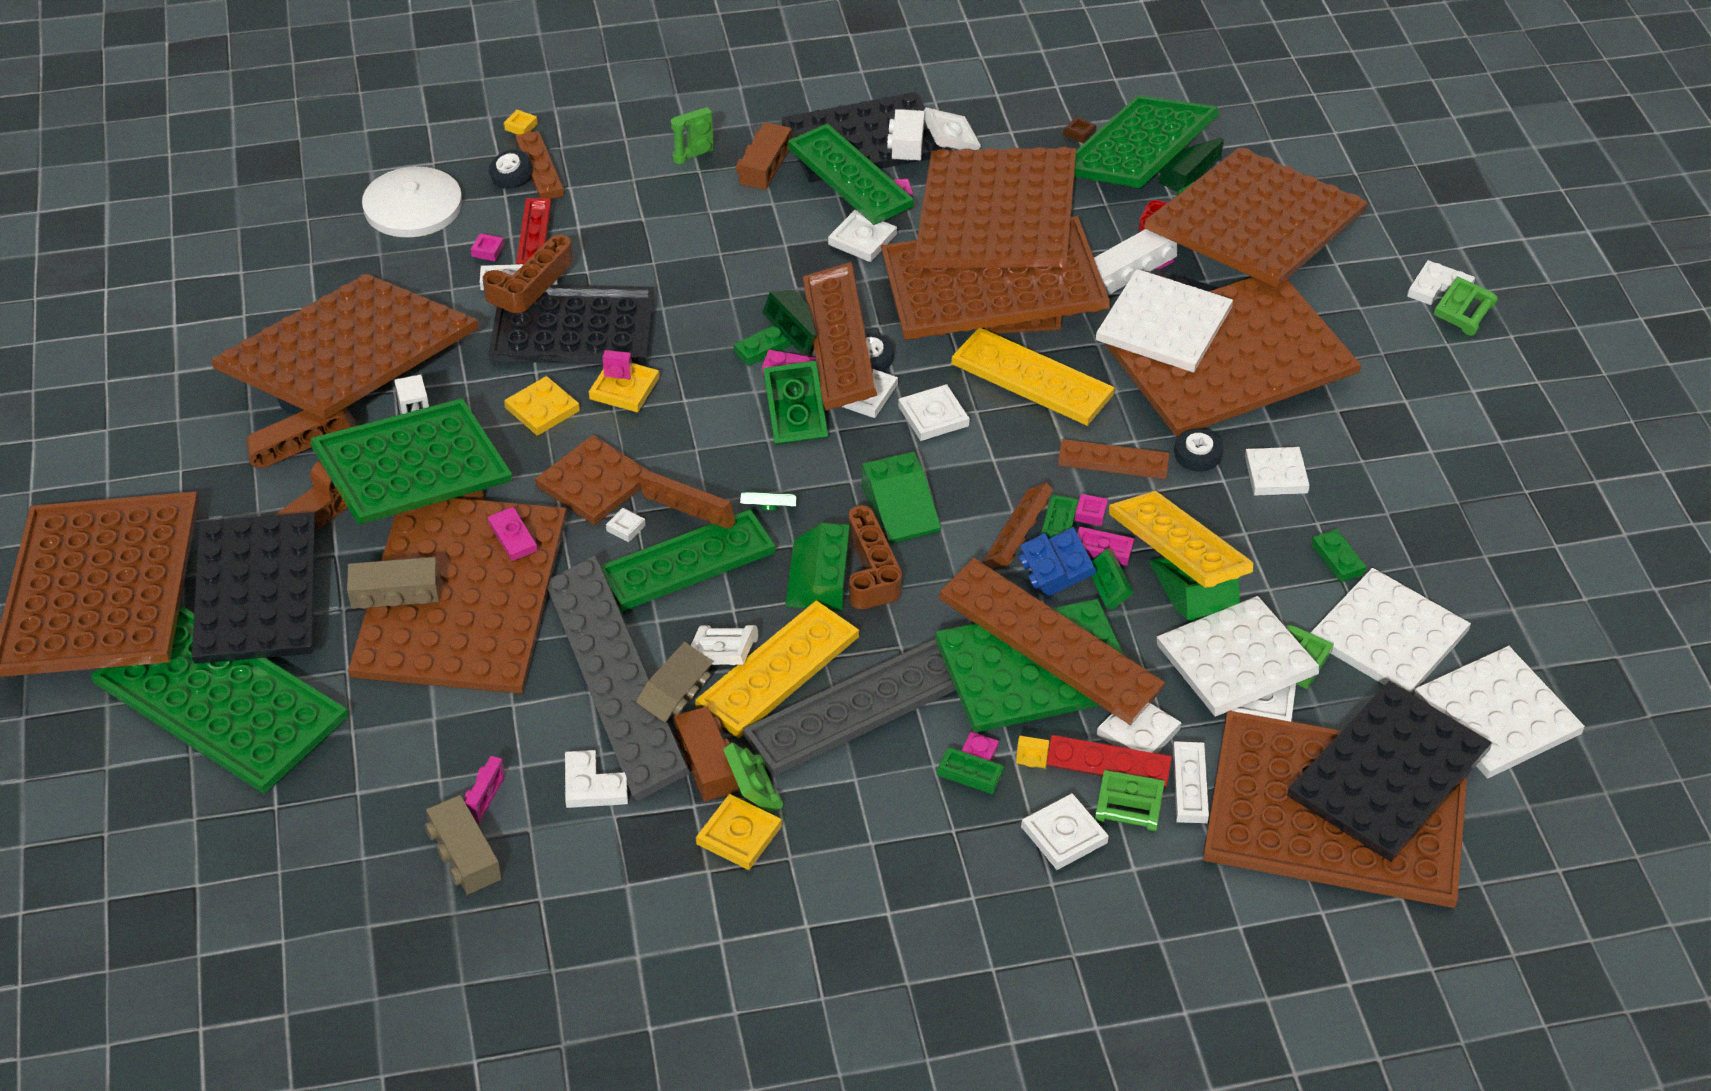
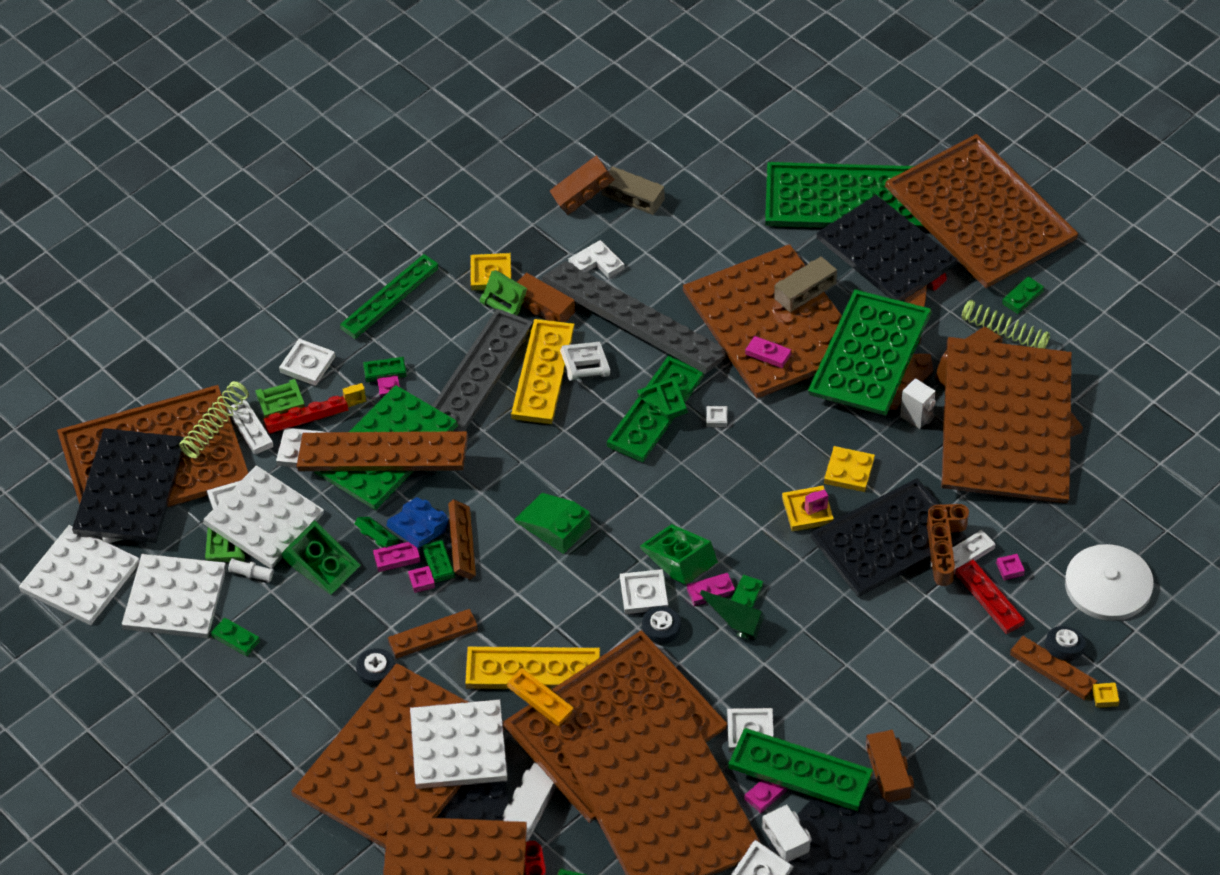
camera: 150 degrees right, 5 degrees up
(166, 481) = (1023, 295): none -> green plate
(216, 455) = (1042, 343): none -> yellowish green piece
(486, 786) = (647, 215): dark pink plate -> none
(528, 866) = (582, 185): none -> dark orange brick
(592, 479) = (765, 435): dark orange plate -> none
(672, 545) = (664, 398): none -> green wing
(675, 682) = (588, 313): dark tan brick -> none
(687, 499) = (685, 436): dark orange plate -> none
(698, 134) = (953, 739): bright green plate -> none
(769, 500) = (637, 473): plate -> none
(819, 567) = (566, 444): green slope -> none
(841, 337) = (690, 614): dark orange plate -> none
(881, 576) = (524, 459): dark orange beam -> none
(895, 867) = (389, 296): none -> green plate
(933, 412) = (580, 599): white plate -> none
(1060, 296) = (540, 697): none -> light orange plate
(1181, 539) = (342, 566): yellow plate -> none
(1276, 471) = (312, 684): white plate -> none
(1285, 610) = (250, 570): none -> white pin
(1290, 775) = (190, 443): none -> yellowish green piece

